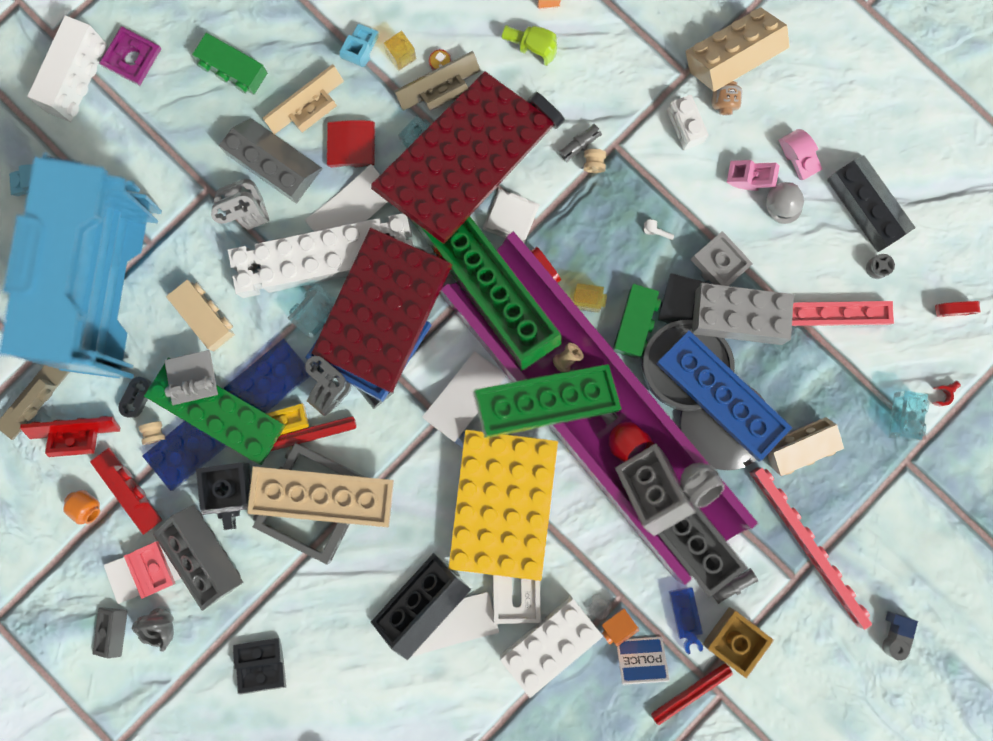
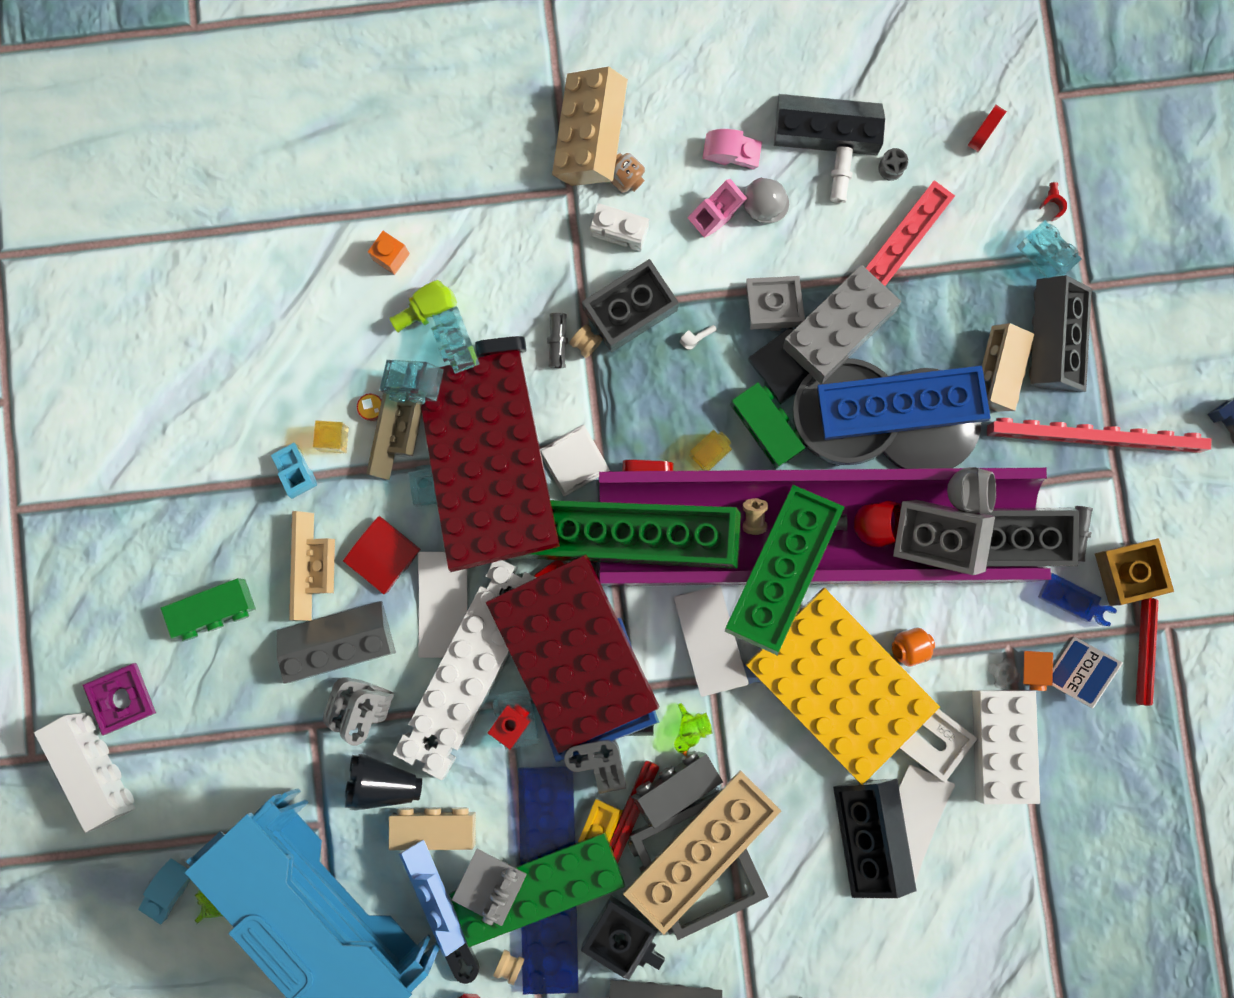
camera: 50 degrees left, 0 degrees up
(157, 347) = (433, 897): none -> light blue bracket
(202, 257) = (379, 784): none -> black cone
(304, 307) = (510, 725): none -> red brick
(350, 449) = (676, 788): none -> dark grey brick
(396, 430) = (691, 730): none -> clear neon green animal
(475, 68) = (411, 381): none -> clear light blue brick
(526, 76) = (455, 339): none -> clear light blue brick
(567, 532) = (913, 647): none -> orange head
(641, 169) = (630, 305): none -> dark grey brick
(844, 238) = (841, 174): none -> white pin
(859, 468) = (1060, 334): none -> dark grey slope

